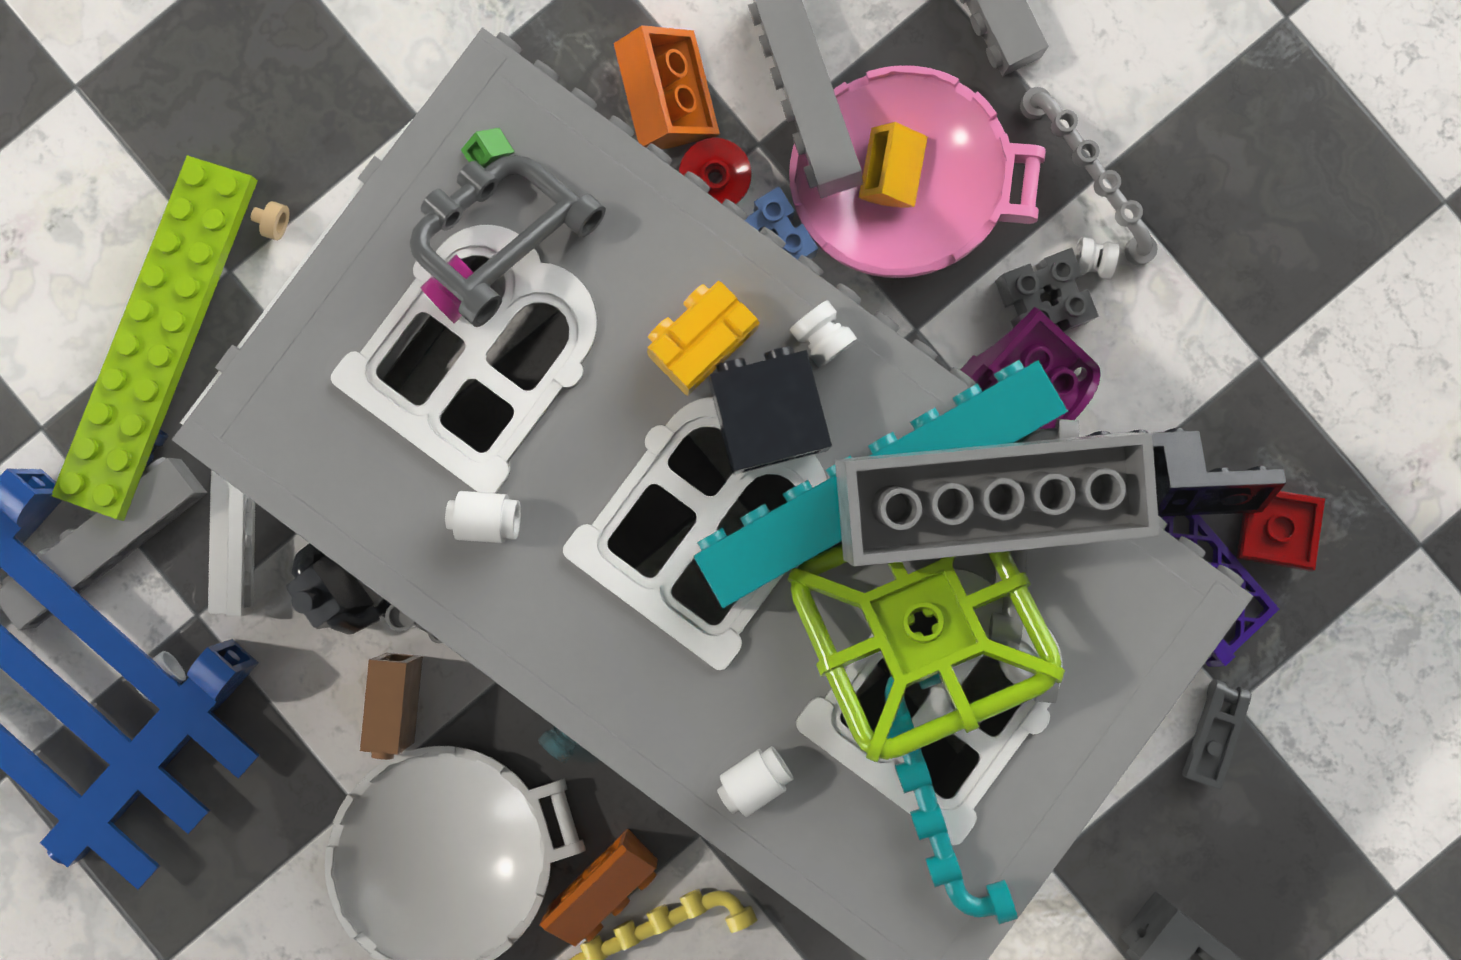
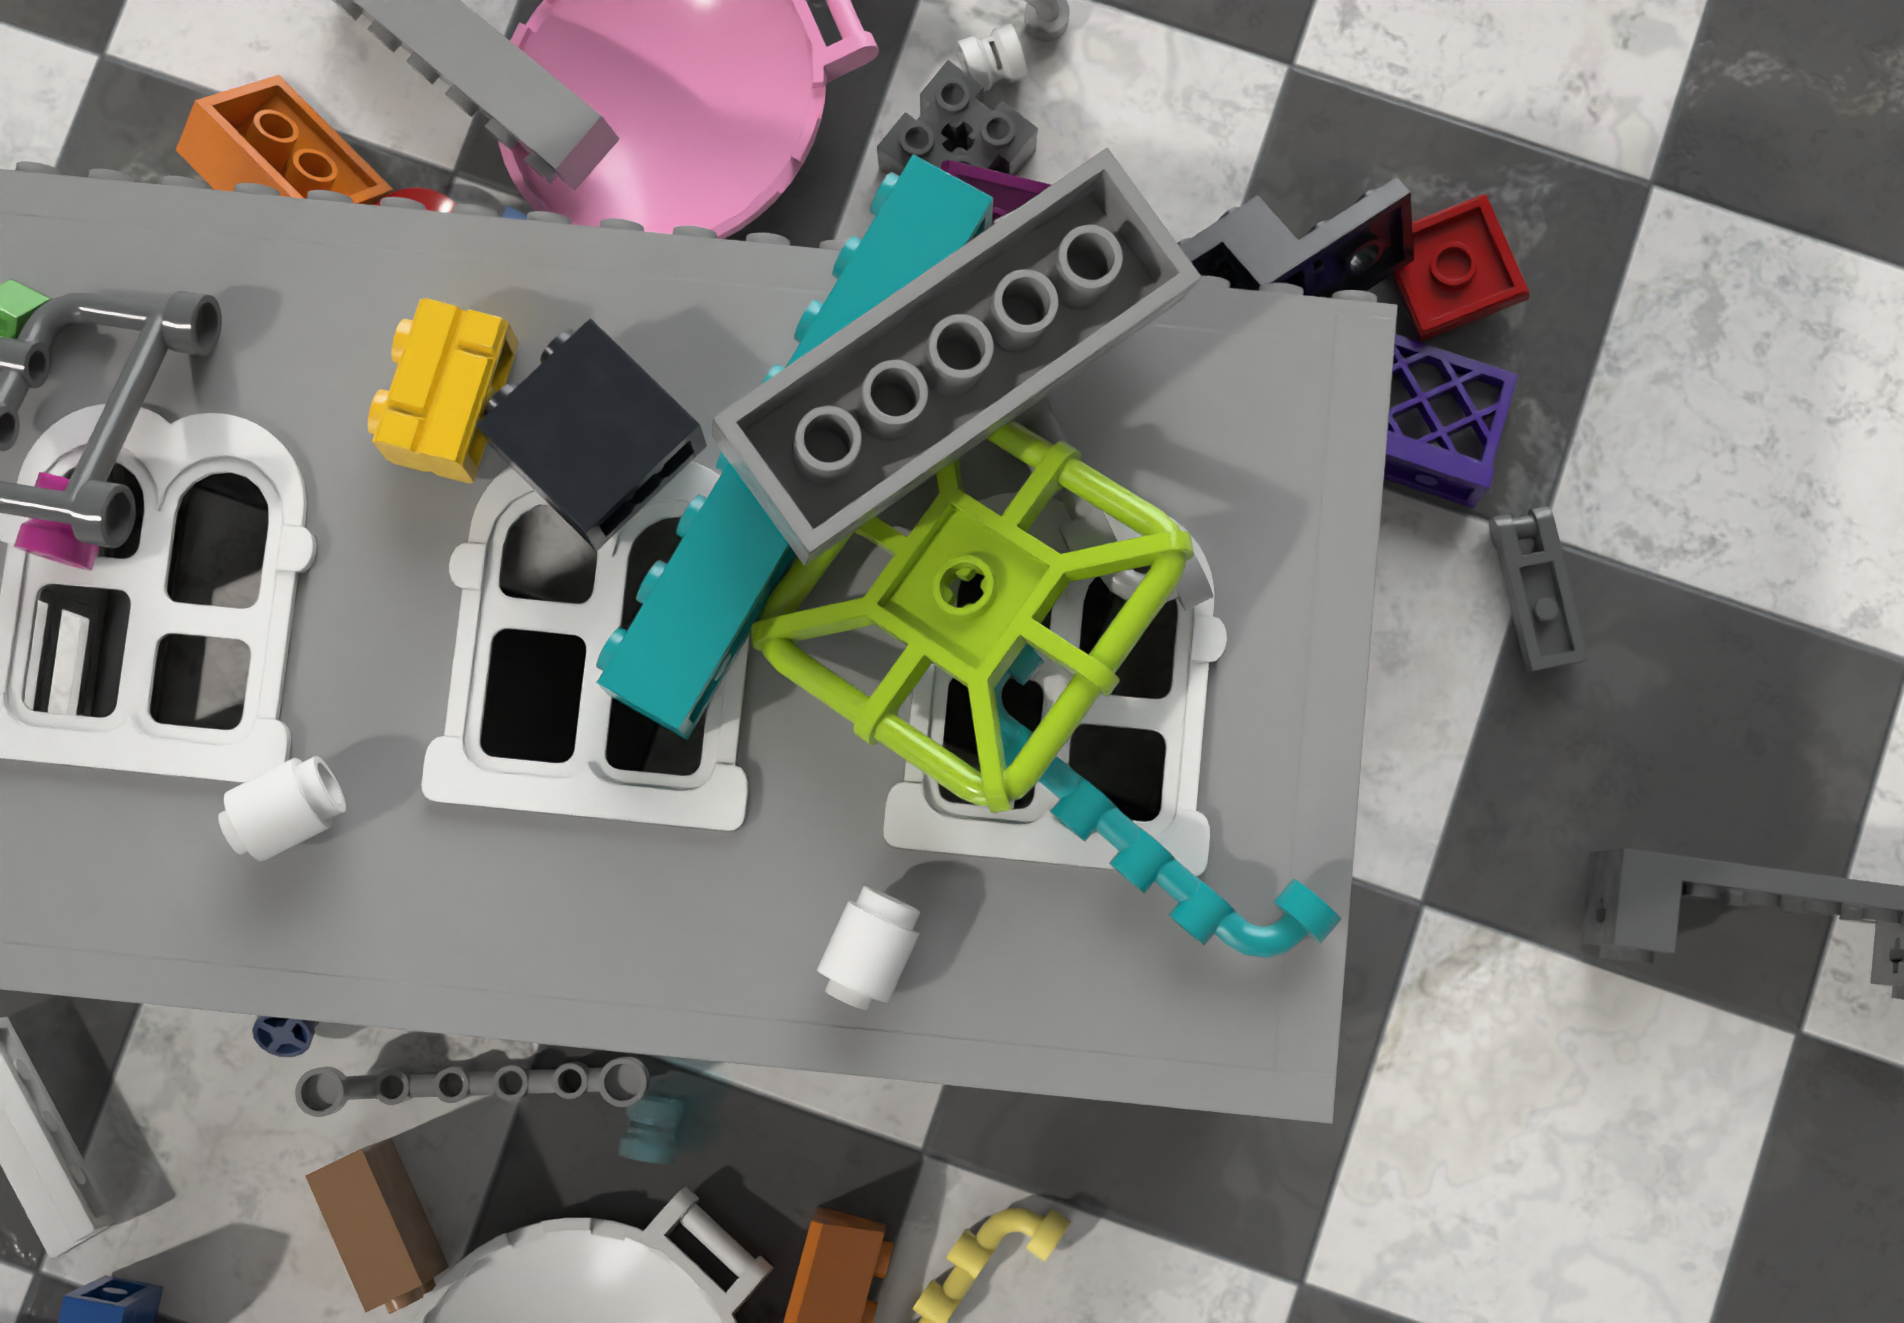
camera: 35 degrees left, 5 degrees down
(331, 594) = (200, 1118): black torso -> none
(825, 337) = (615, 295): white wheel -> none
(893, 166) = (648, 94): yellow brick -> none

